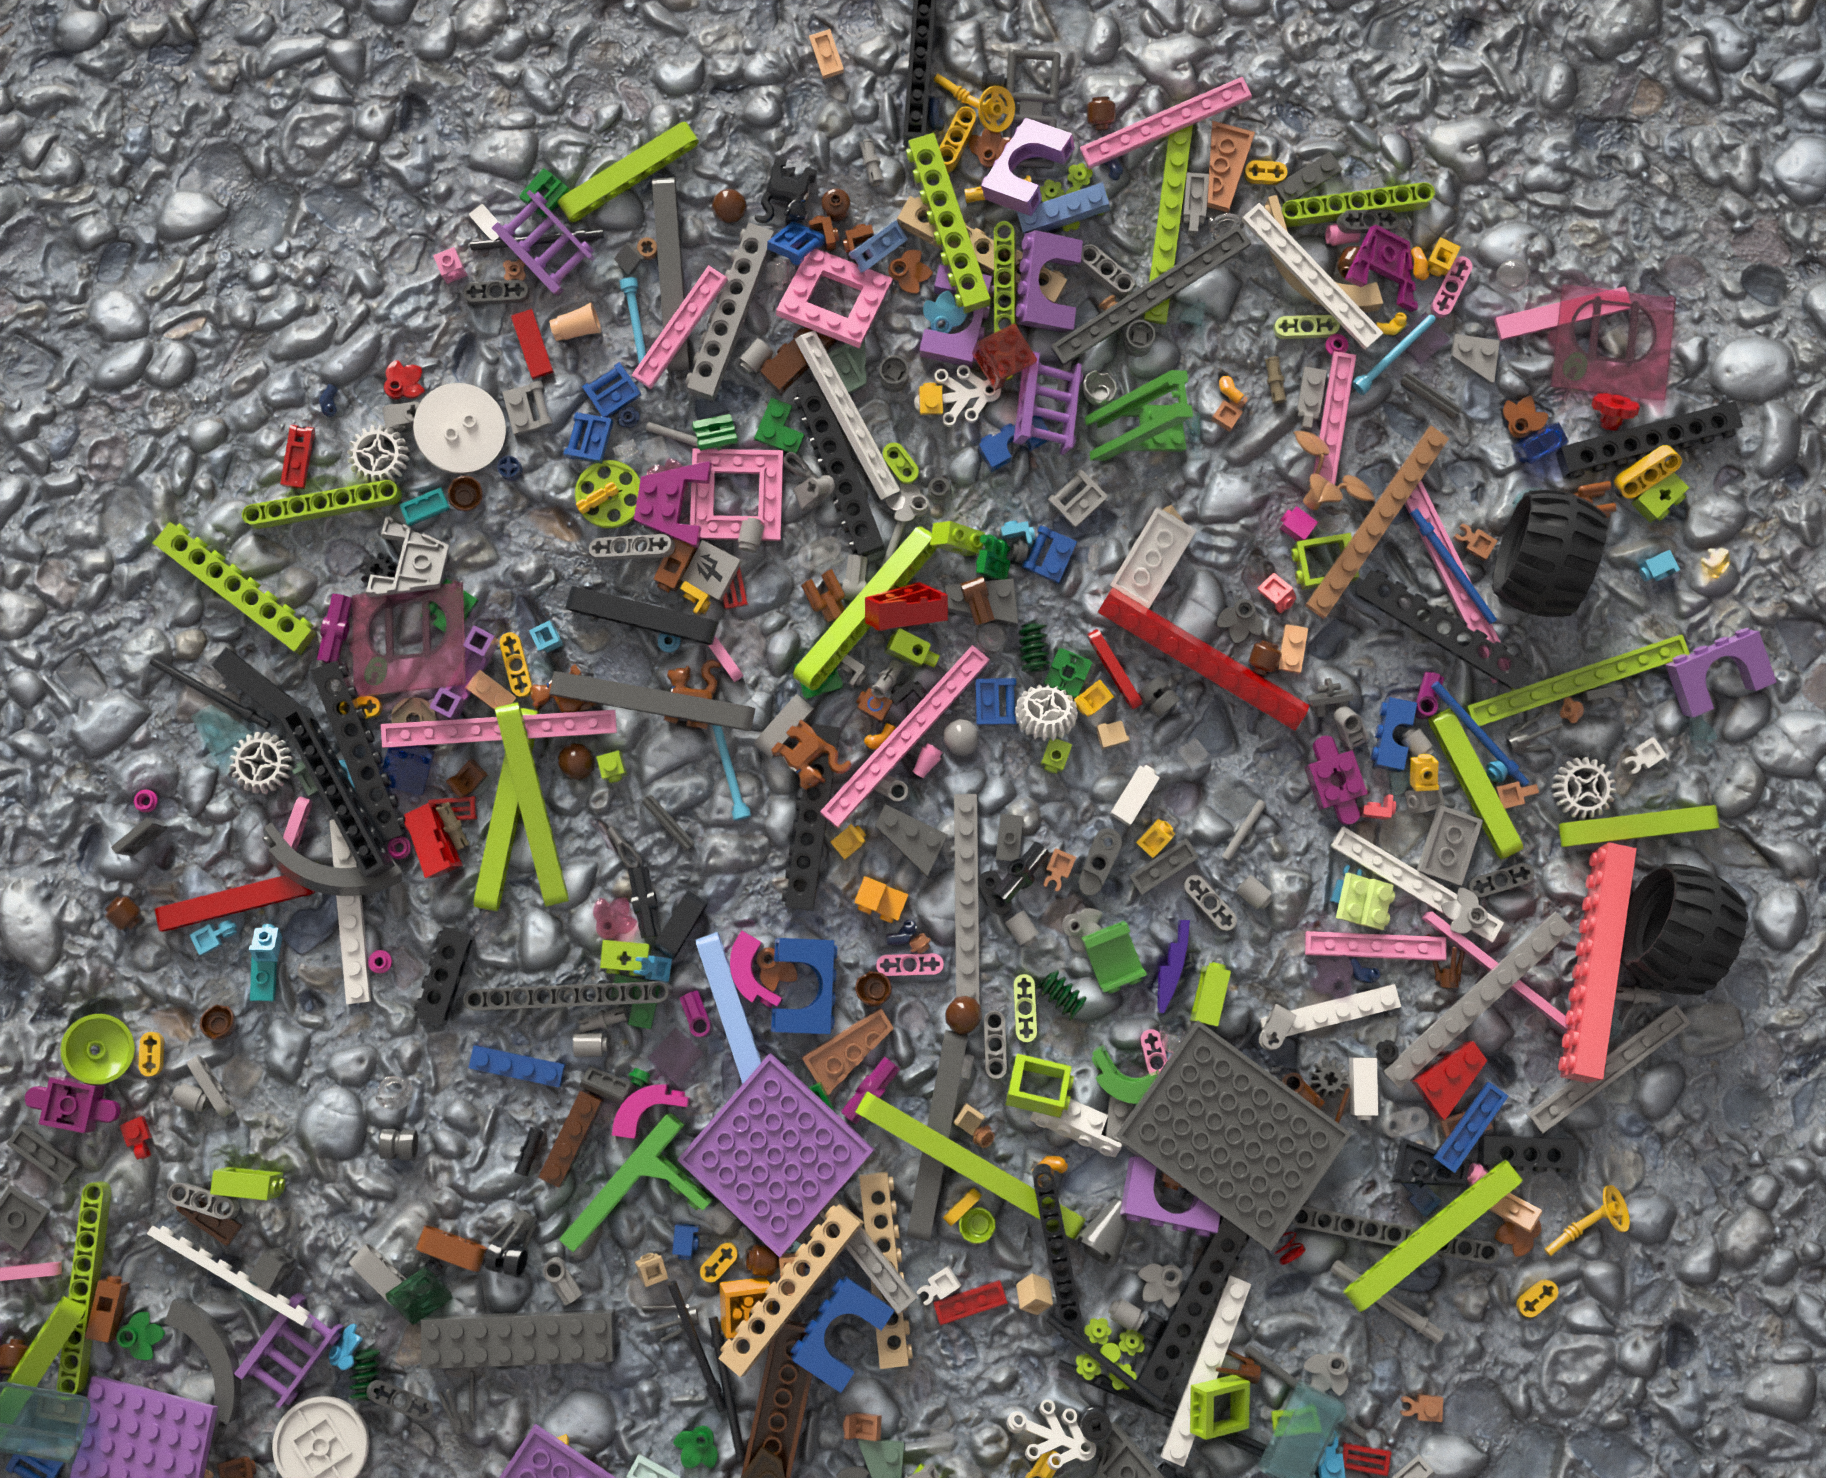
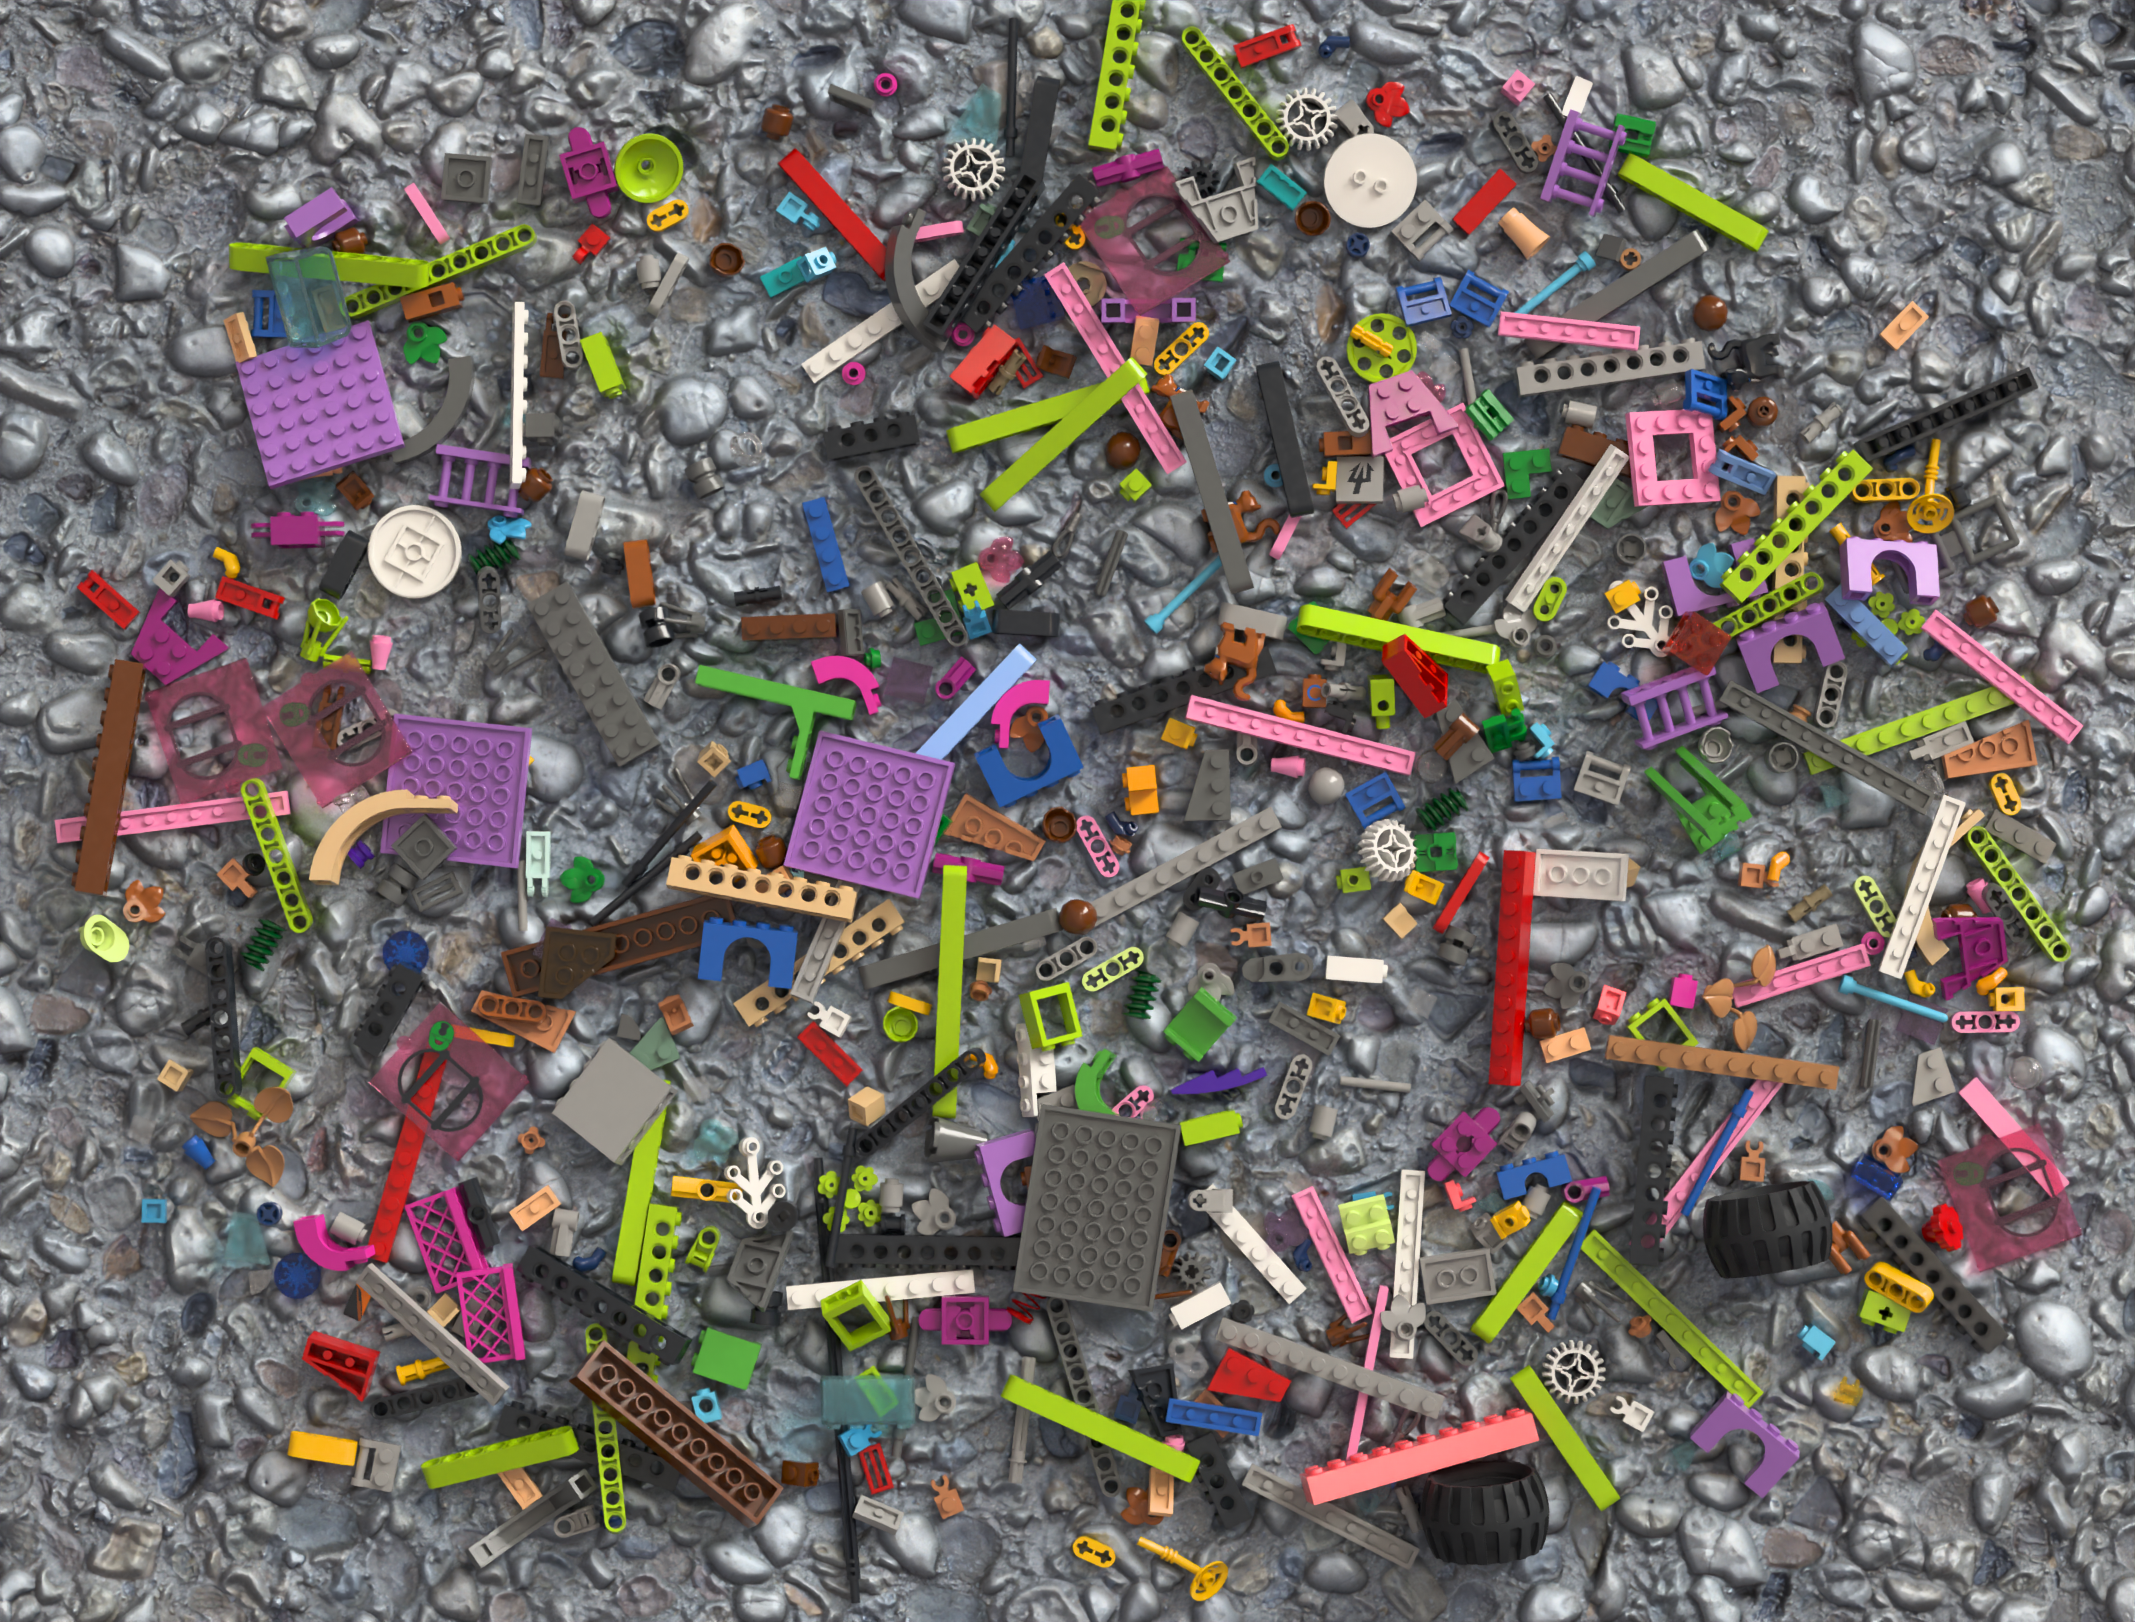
camera: 65 degrees right, 5 degrees up
(320, 1301) = (536, 485): none -> reddish brown head
(418, 1296) = (585, 568): clear green plate -> none
(998, 1451) = (716, 1144): none -> clear light blue plate
(1272, 1306) = (965, 1319): none -> magenta brick
(1565, 969) = (1399, 1435): none -> flat silver piece

